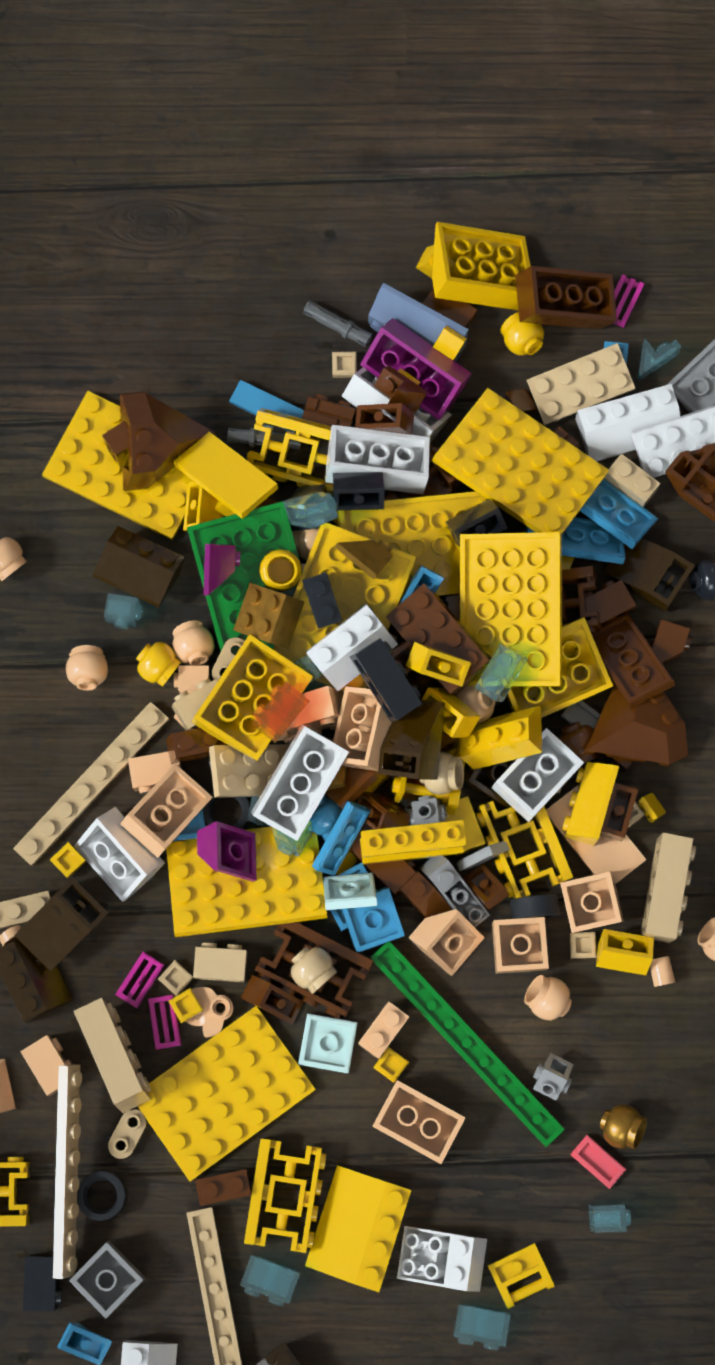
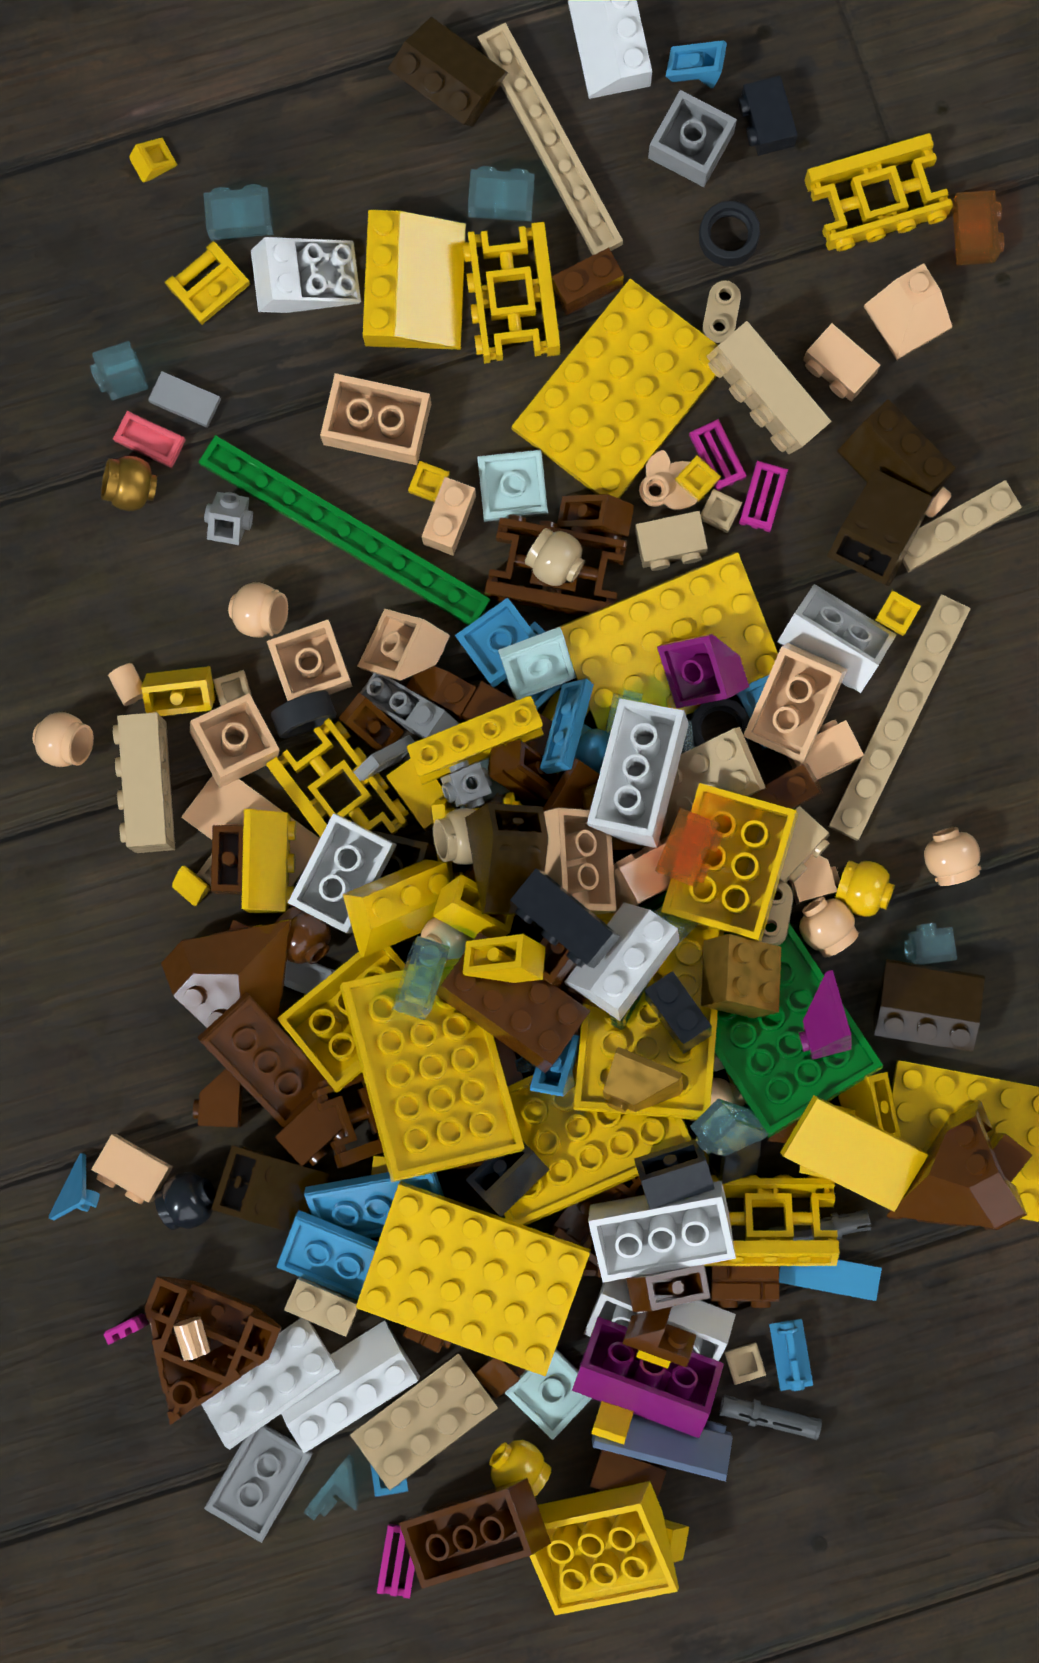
camera: 170 degrees right, 5 degrees up
(67, 1171) = (780, 243): tan plate -> none
(280, 570) = (744, 1040): yellow piece -> none
(310, 360) = (791, 1355): none -> dark azure hinge
(487, 373) = (549, 1398): none -> light aqua tile
(562, 1185) = (184, 399): none -> light grey tile

